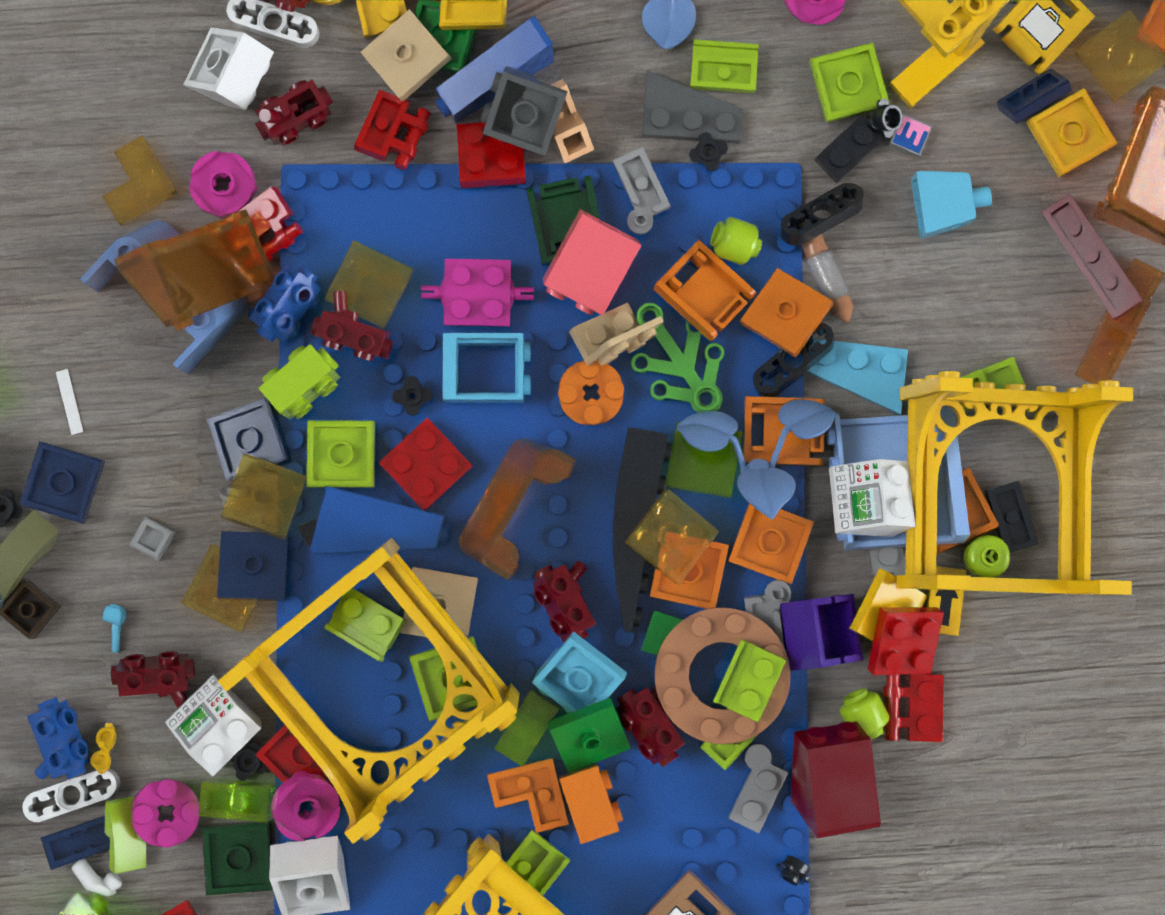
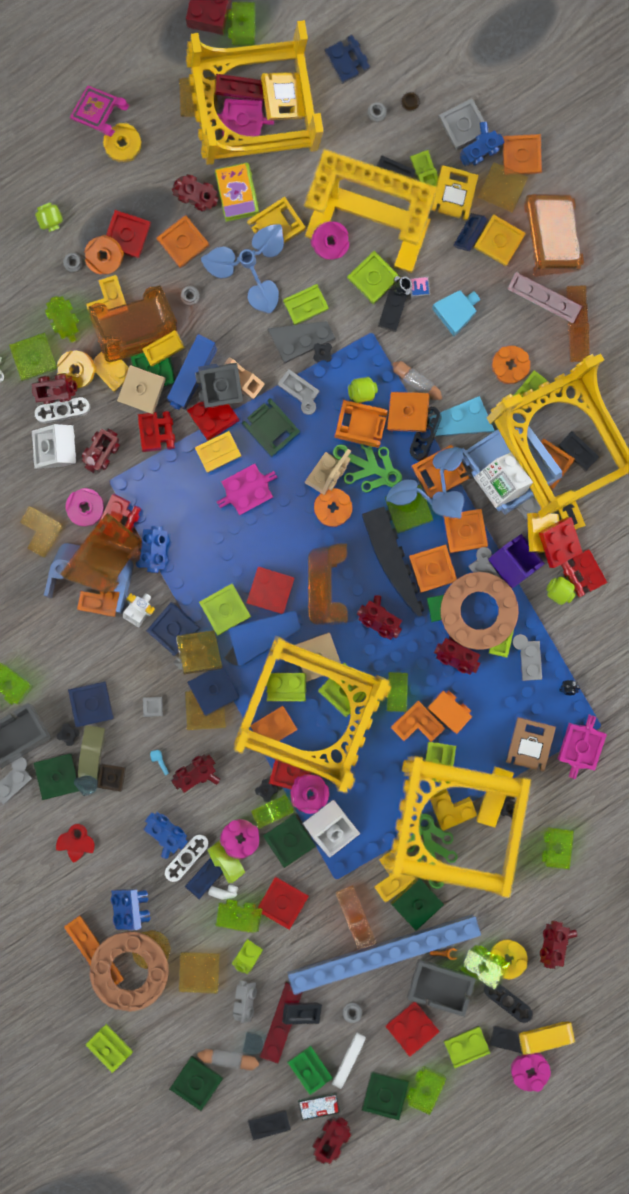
camera: 30 degrees left, 0 degrees up
(69, 402) = (69, 661): white piece -> none
(106, 740) = (188, 821): yellow piece -> none
(157, 339) = (99, 603): none -> orange plate
(212, 379) = (138, 609): none -> white piece
(213, 725) = (239, 780): white slope -> none
(300, 381) = (186, 579): lime brick -> none
(315, 672) = (275, 725): none -> orange plate
(343, 328) = (190, 545): dark red brick -> none
(371, 283) = (190, 516): clear yellow plate -> none
(421, 396) = (248, 556): black plate -> none
(451, 345) = (287, 506): medium azure window -> none
(466, 212) = (218, 452): none -> yellow plate
(578, 675) = (408, 652): medium azure plate -> none
(588, 735) = (430, 678): green plate -> none
(590, 263) = (297, 442): coral brick -> none
(672, 536) = (415, 555): clear yellow plate -> none
(750, 680) = (494, 604): lime plate -> none
(815, 226) = (397, 360): black beam -> none
(835, 779) = (564, 630): dark red slope -> none
(975, 556) = (572, 482): lime head -> none
(1001, 329) = (517, 373): none -> orange plate

